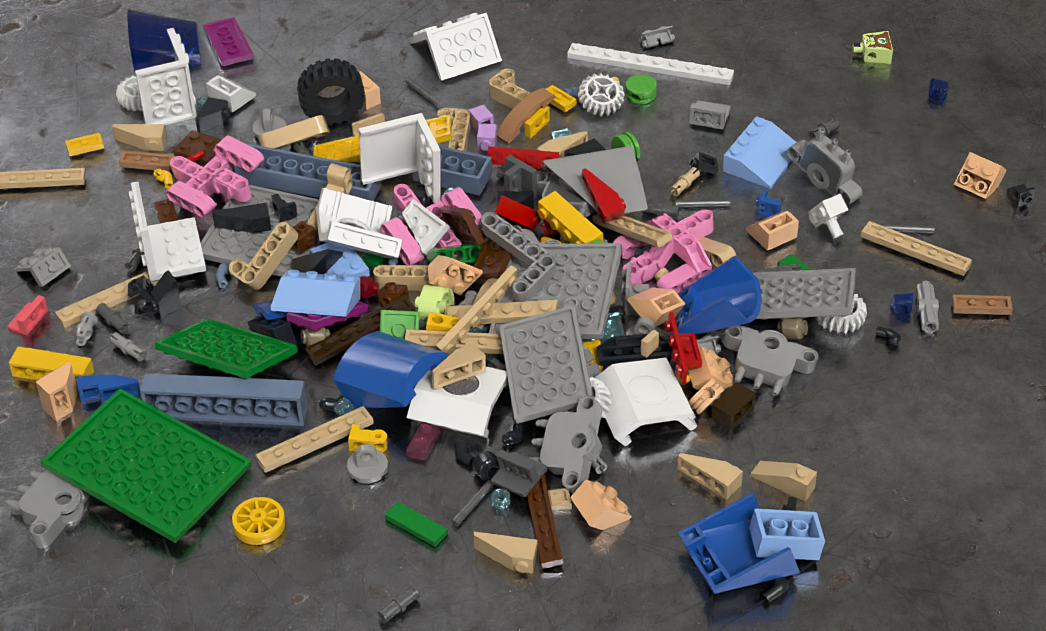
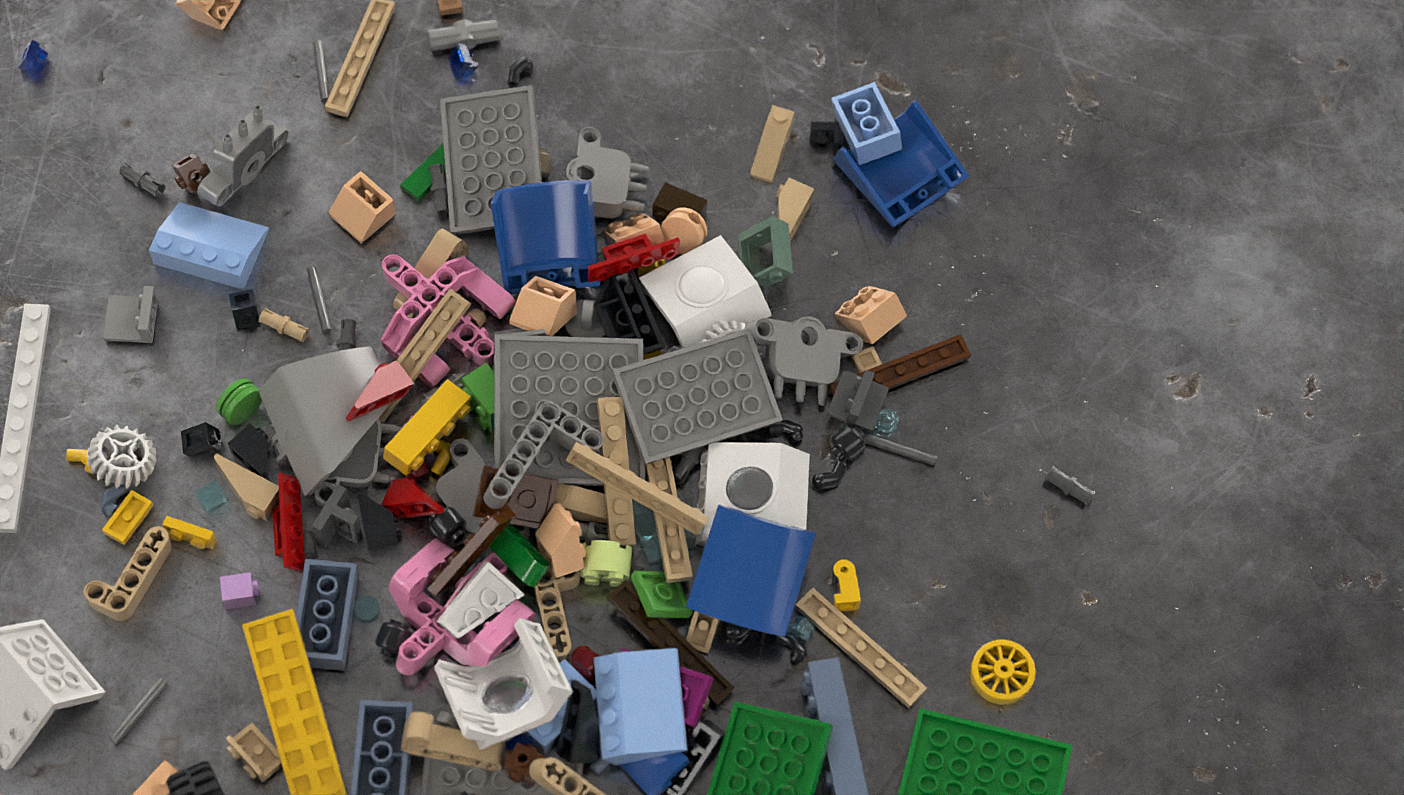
camera: 110 degrees left, 20 degrees up
(367, 464) = (880, 577): light grey tile -> none
(391, 292) = (598, 621): reddish brown brick -> none
(400, 149) = (366, 618): white bracket -> none
(416, 524) = (950, 500): green tile -> none
(423, 441) = (828, 526): clear pink plate -> none
(440, 322) = (647, 541): yellow leg -> none
(458, 366) = (729, 488): tan slope -> none
(460, 127) = (217, 637): tan beam -> none
(480, 115) = (196, 609): lavender brick -> none
(512, 552) = (964, 382): tan slope -> none
(522, 112) = (186, 544): medium nougat slope -> none
(604, 135) = (200, 439): none -> black bracket
(640, 89) = (88, 413): bright green head -> none
(649, 343) = (634, 290): tan tile -> none
(669, 440) = (758, 235): none -> sand green window
(766, 205) = (317, 220): blue bracket -> none
(827, 214) = (329, 145): white brick -> none

